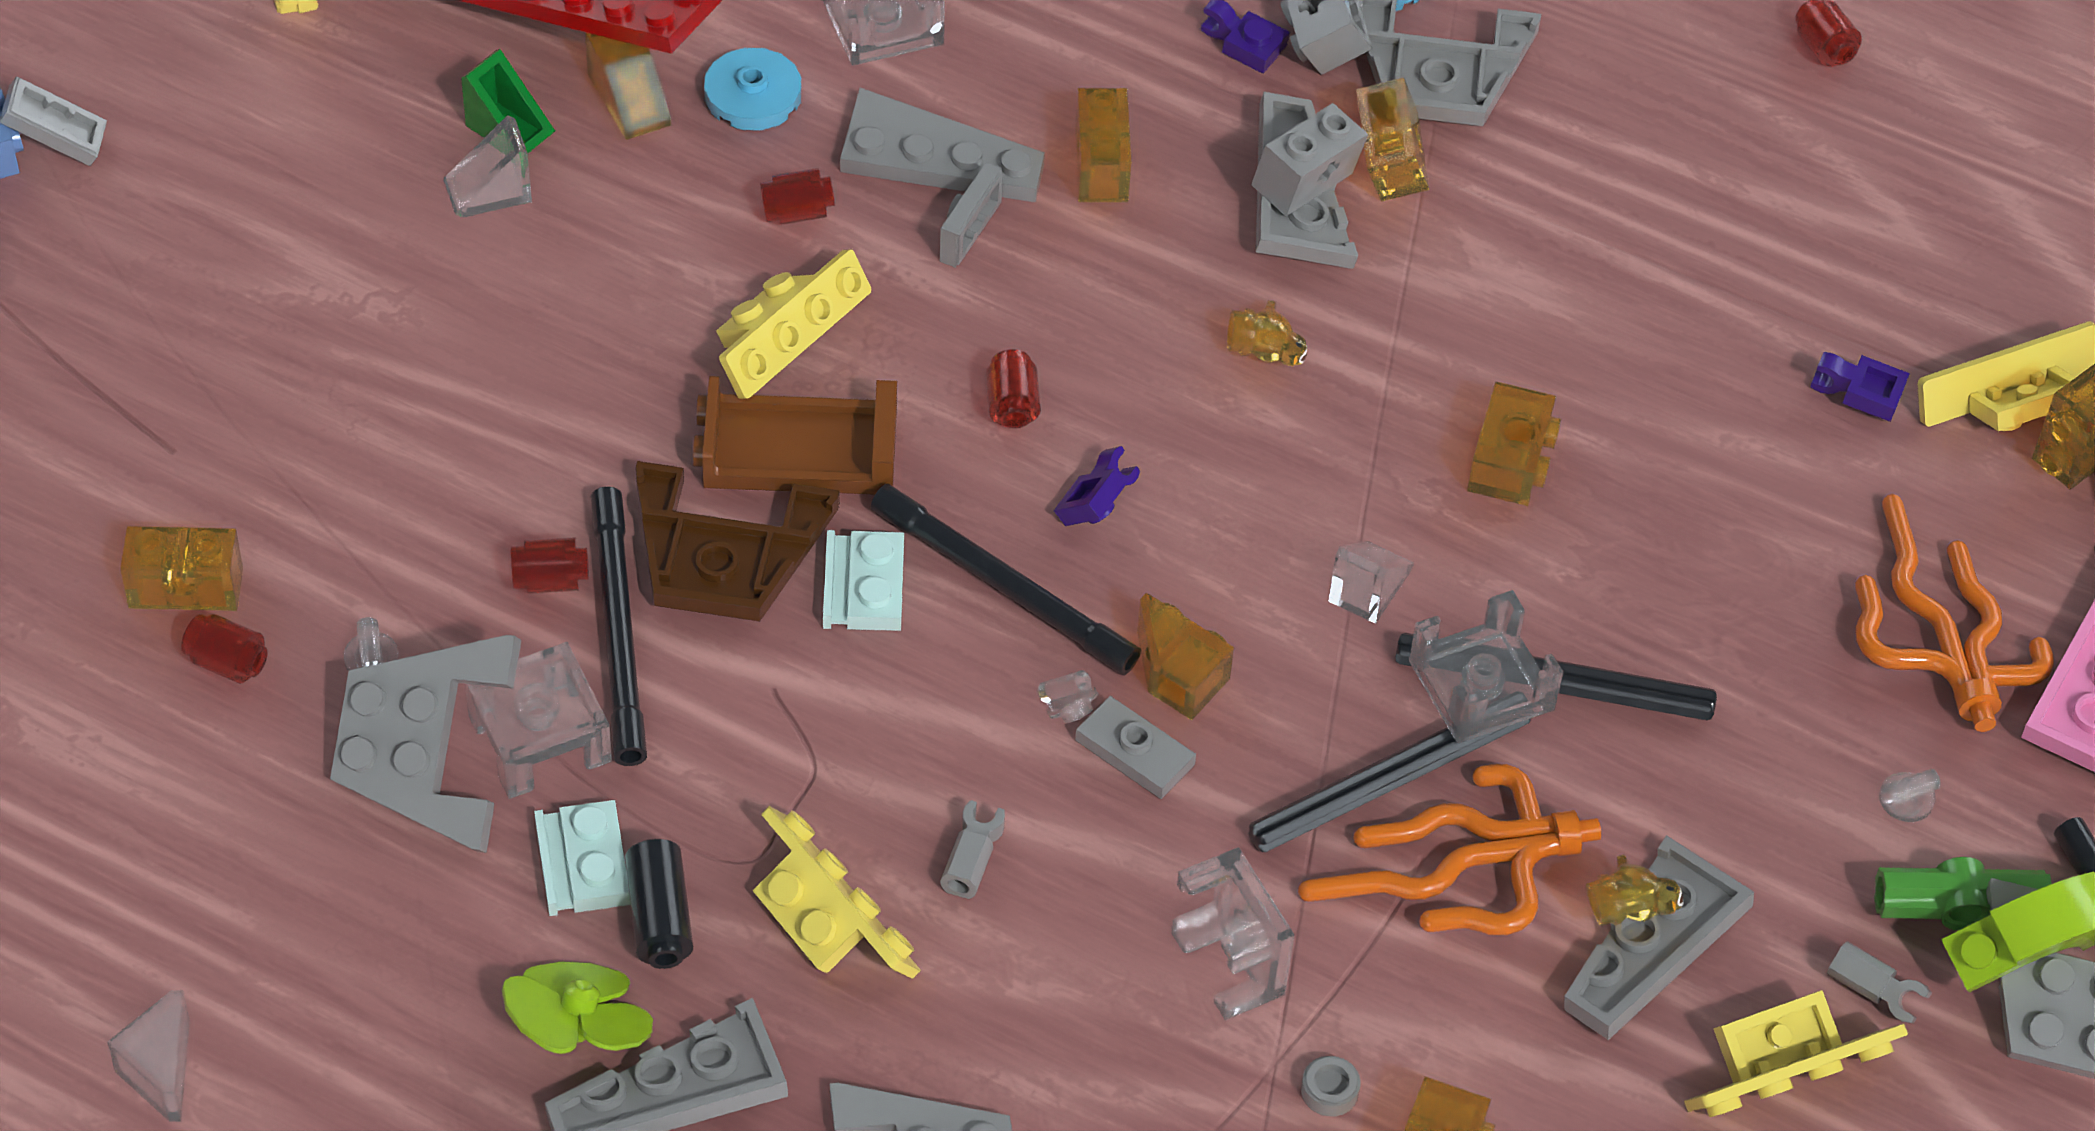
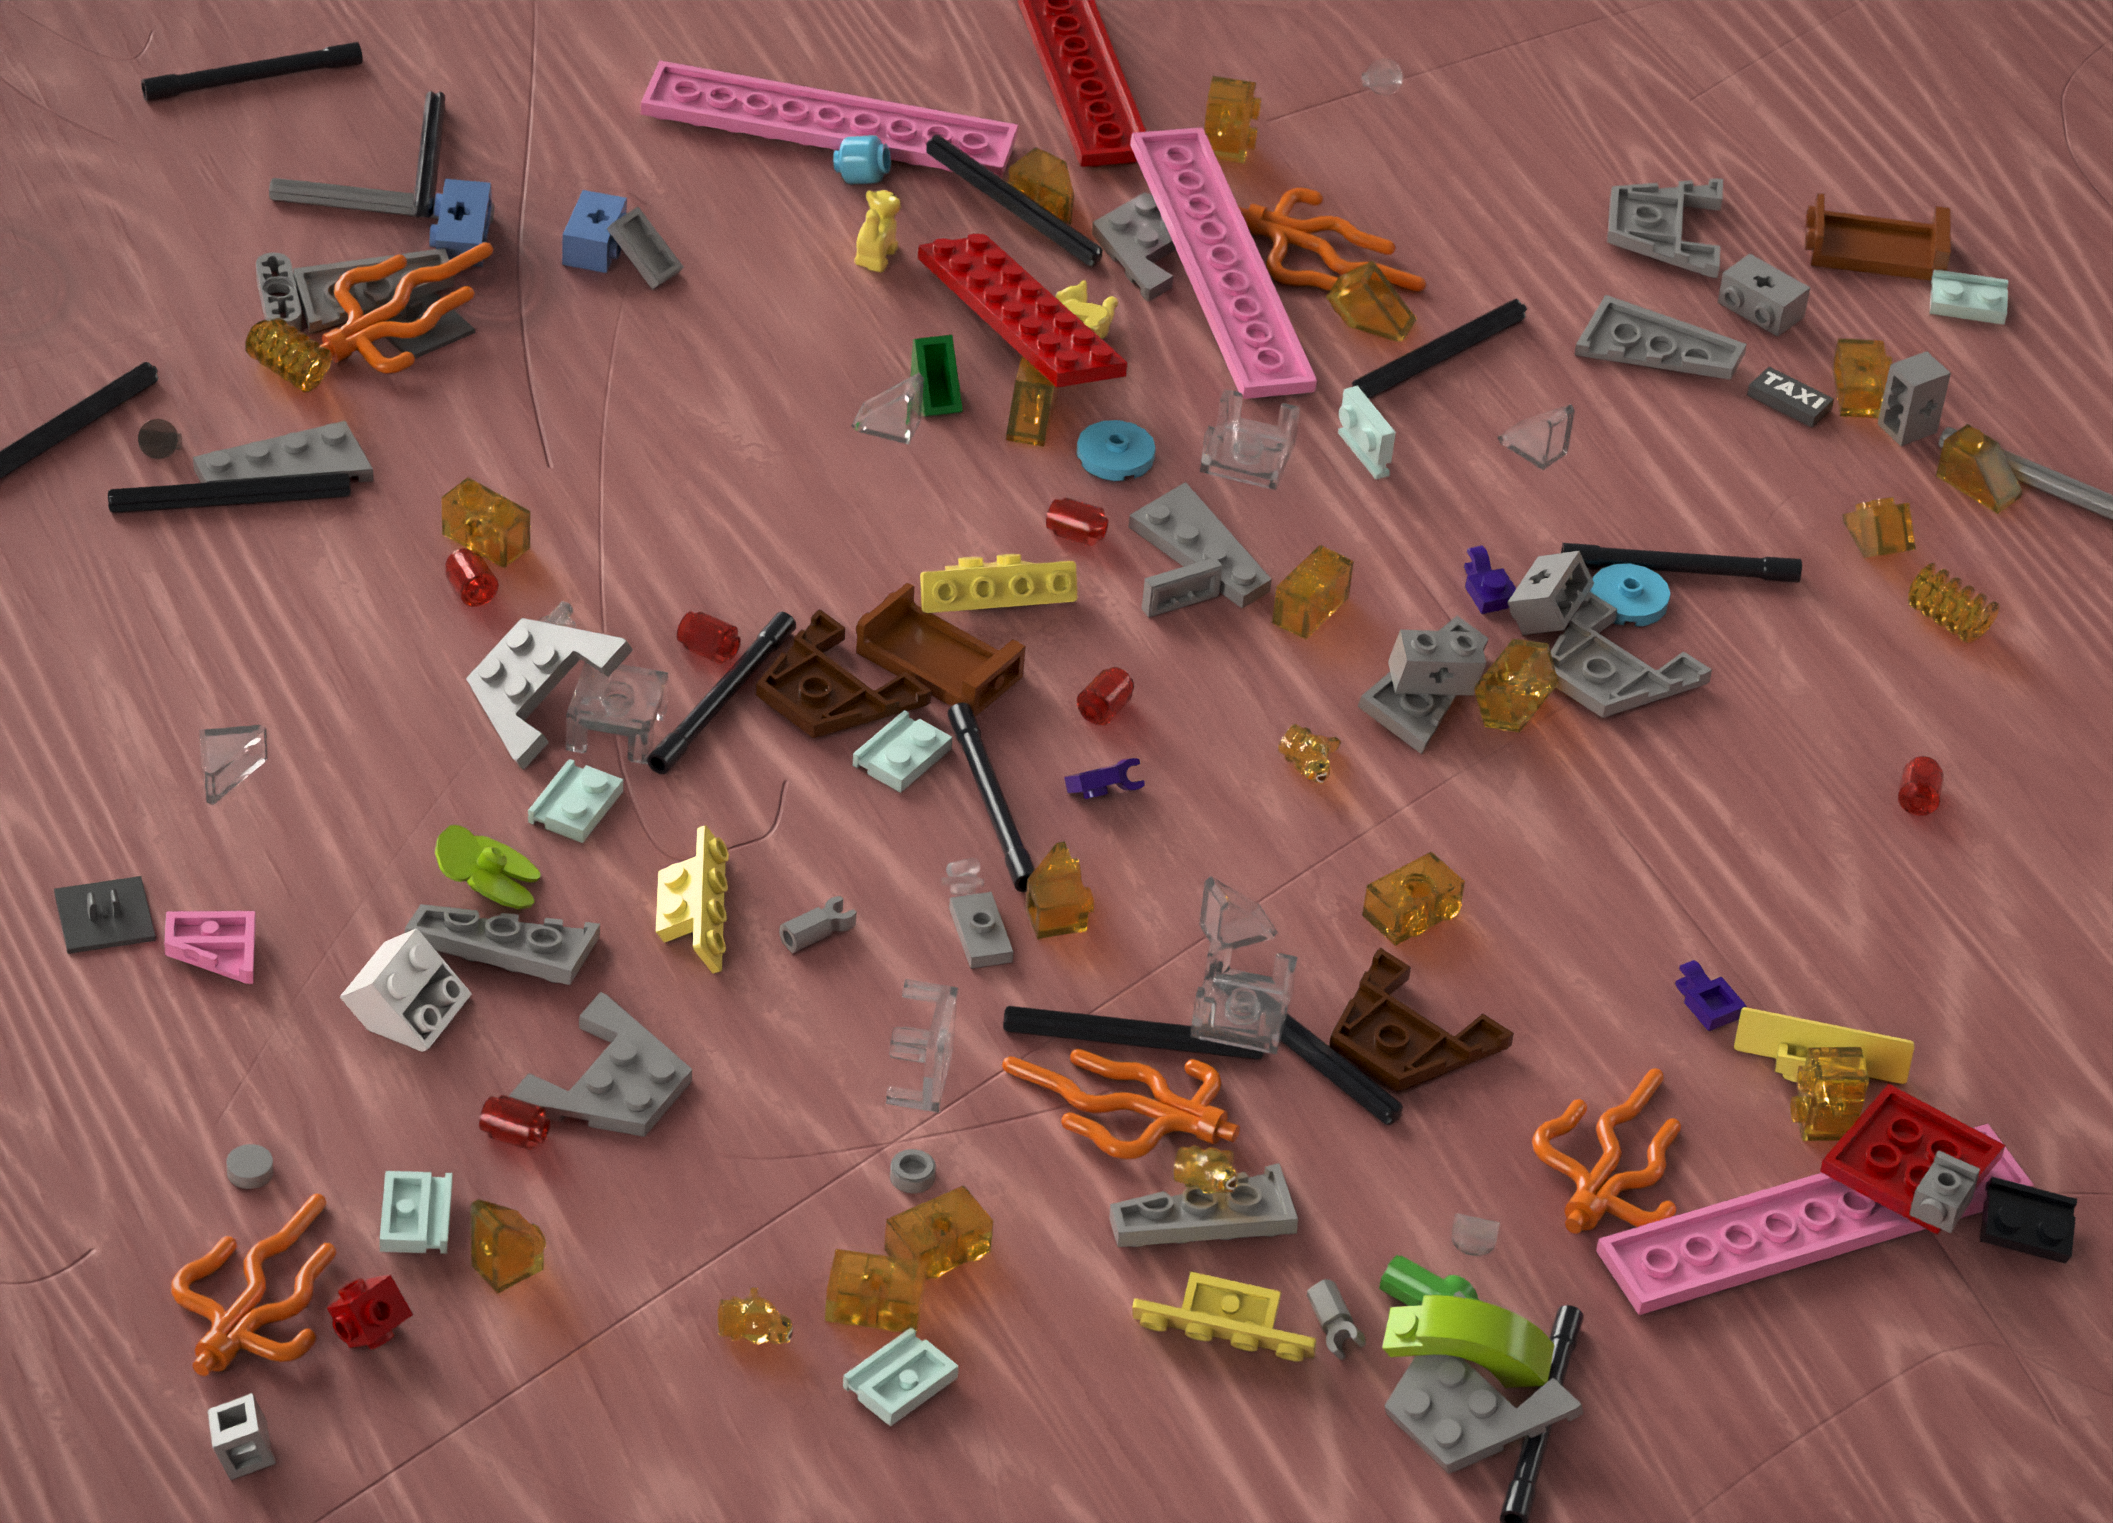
camera: 35 degrees right, 10 degrees down
(659, 903) = (593, 843): black brick -> none
(1635, 618) = (1400, 1043): none -> reddish brown wing

